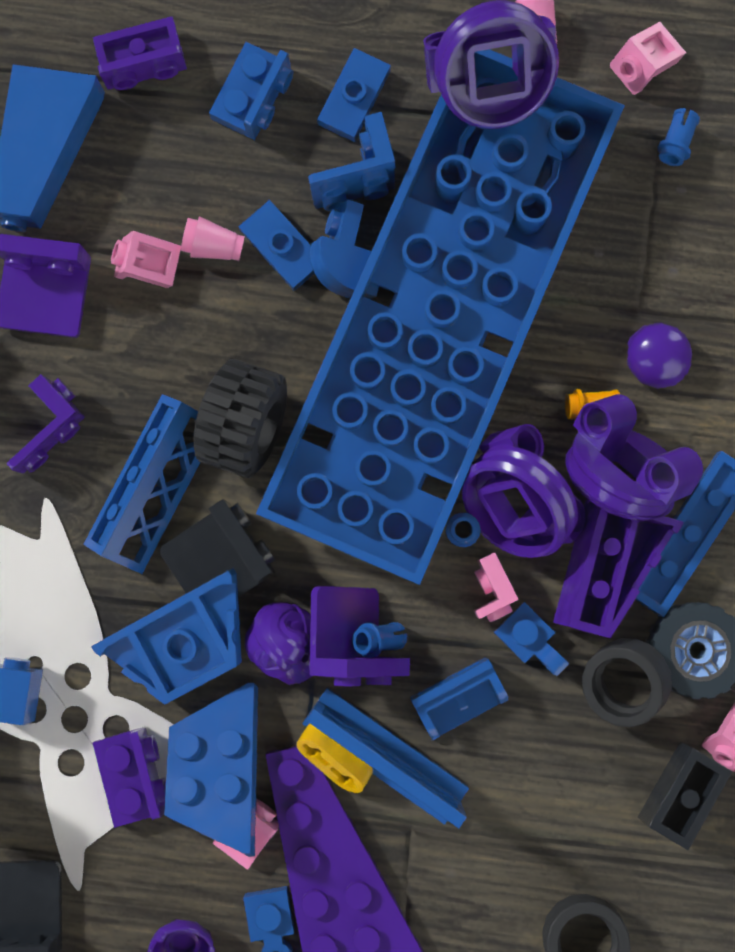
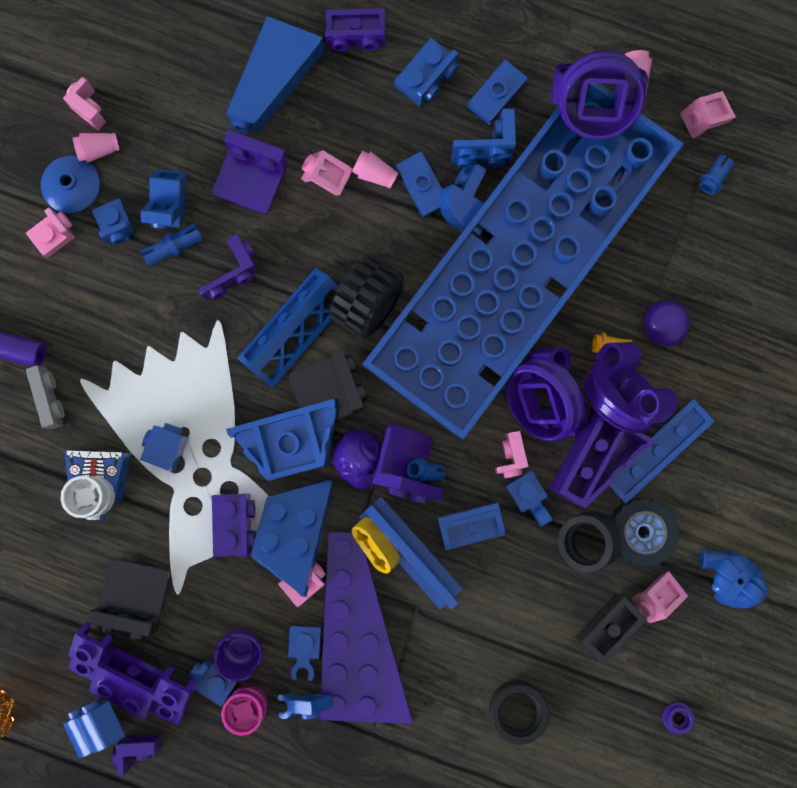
camera: 10 degrees right, 0 degrees up
(472, 525) = (506, 405): blue pin -> none

